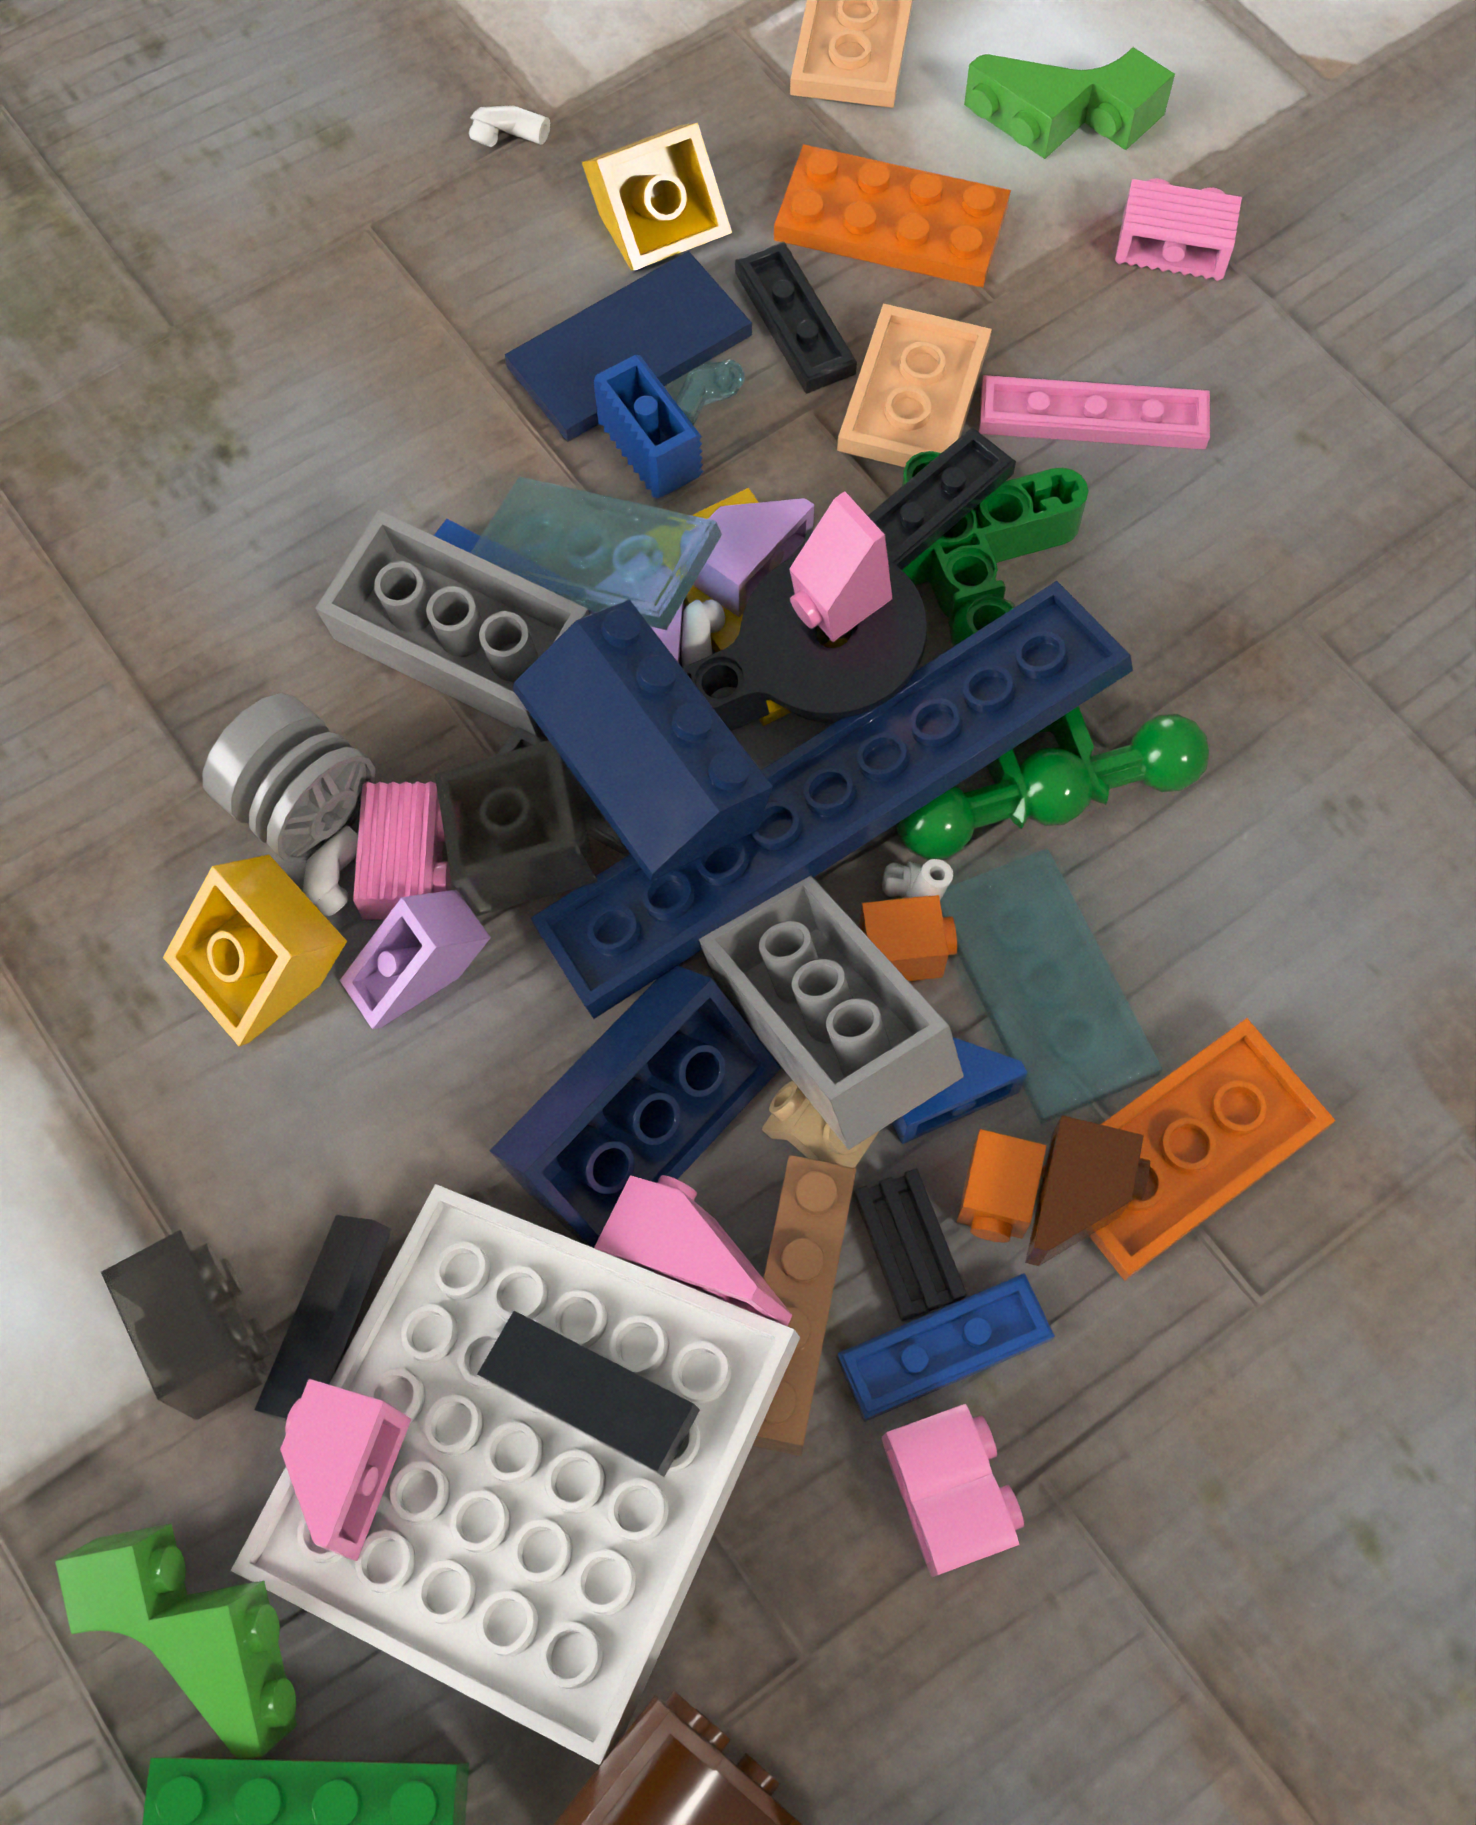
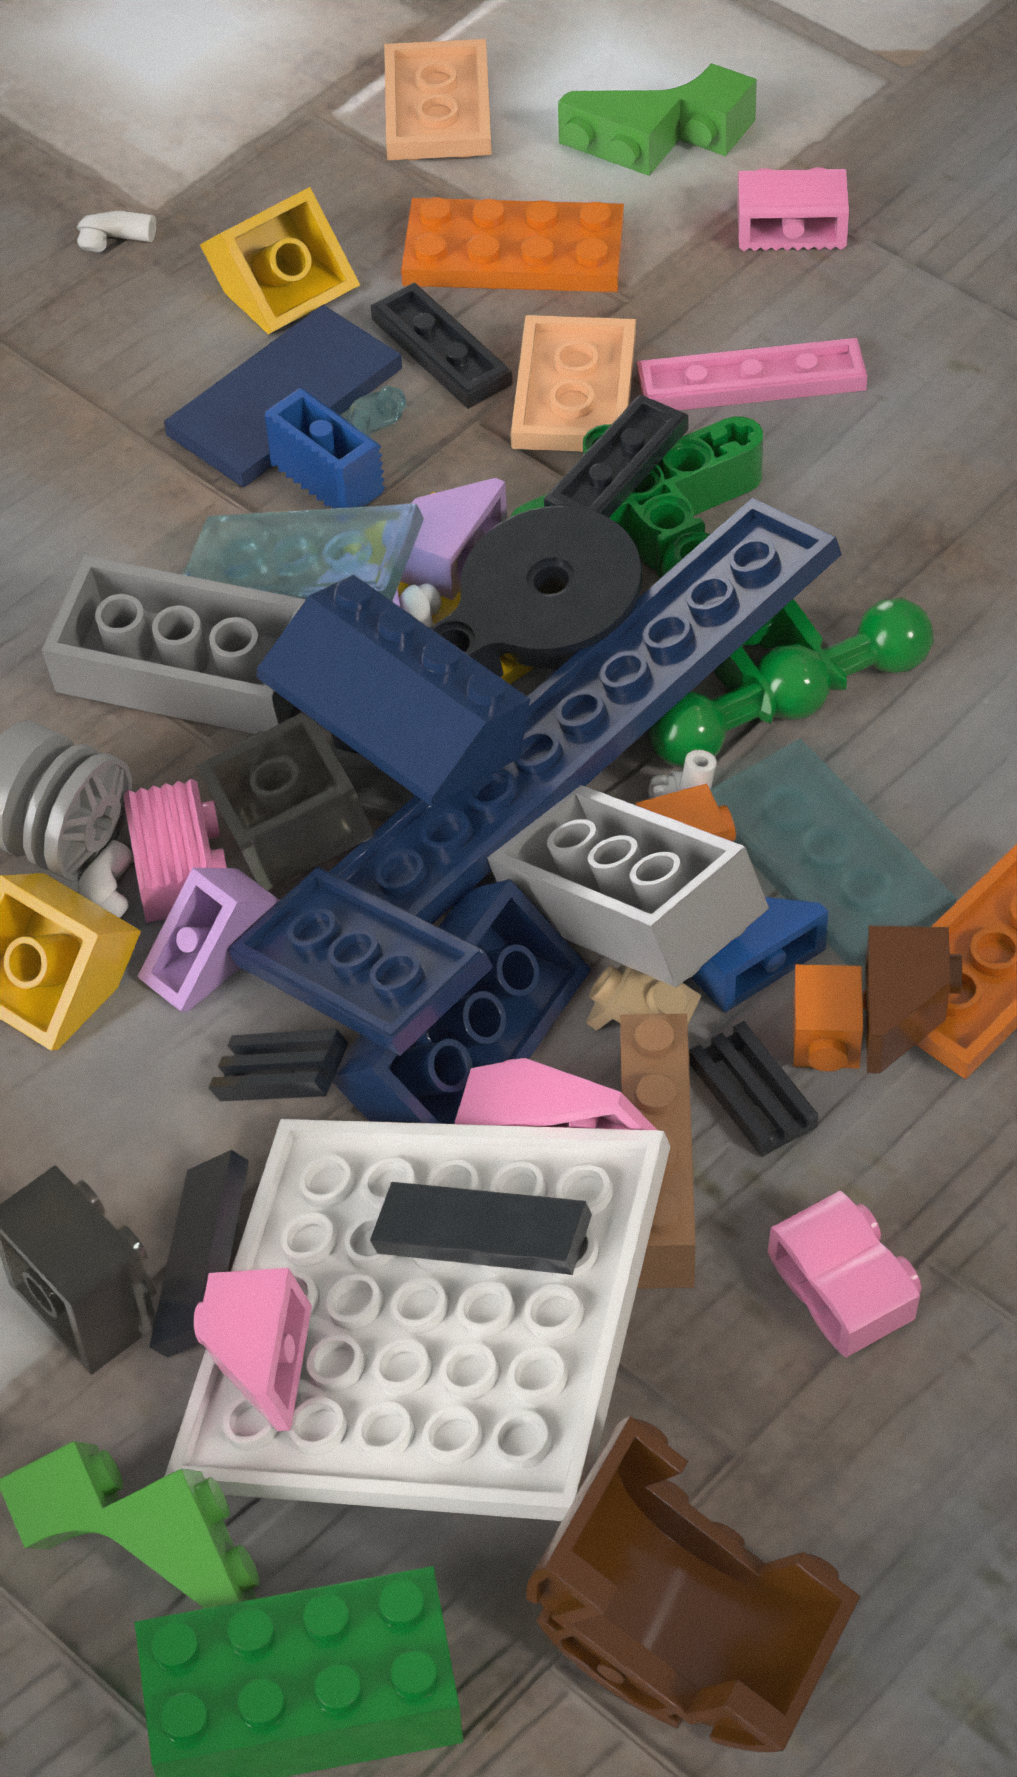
camera: 10 degrees left, 15 degrees down
(413, 1108) = (282, 1056): none -> black tile
(546, 1037) = (360, 960): none -> dark blue tile
(841, 570) = (549, 513): bright pink slope -> none
(944, 1347) = (808, 1166): blue tile -> none

